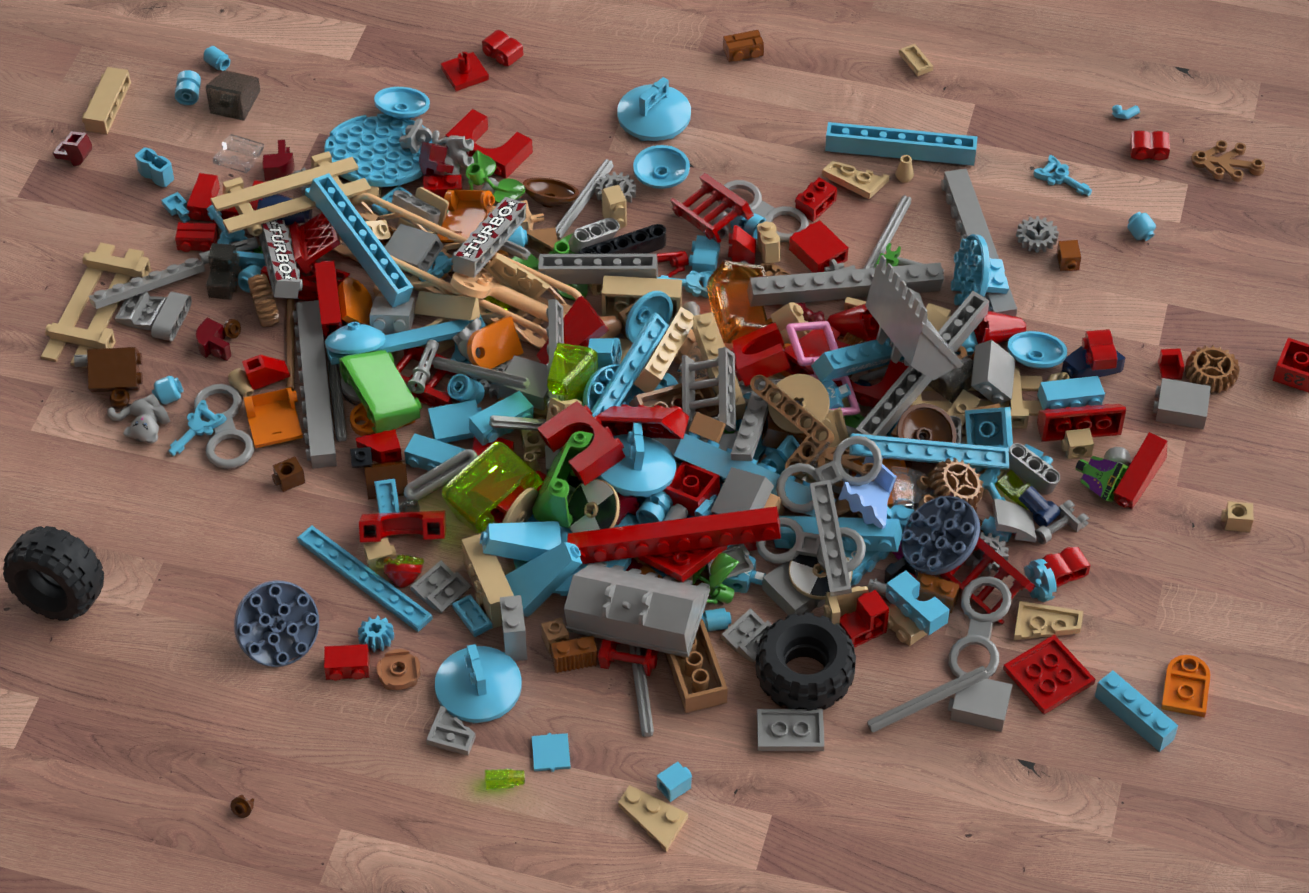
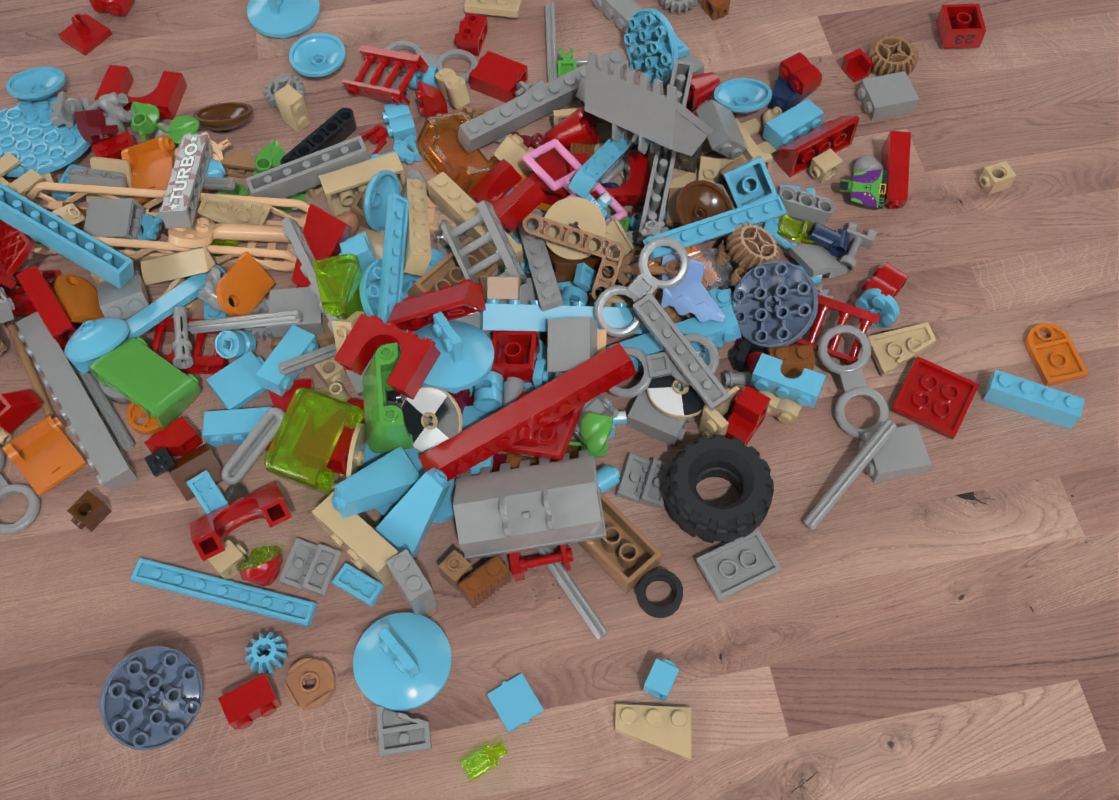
camera: 25 degrees left, 10 degrees up
(582, 199) = (258, 108): light grey axle -> none
(593, 234) = (285, 140): light grey beam -> none
(712, 708) = (672, 580): none -> black tyre
(867, 428) = (652, 228): none -> light grey plate

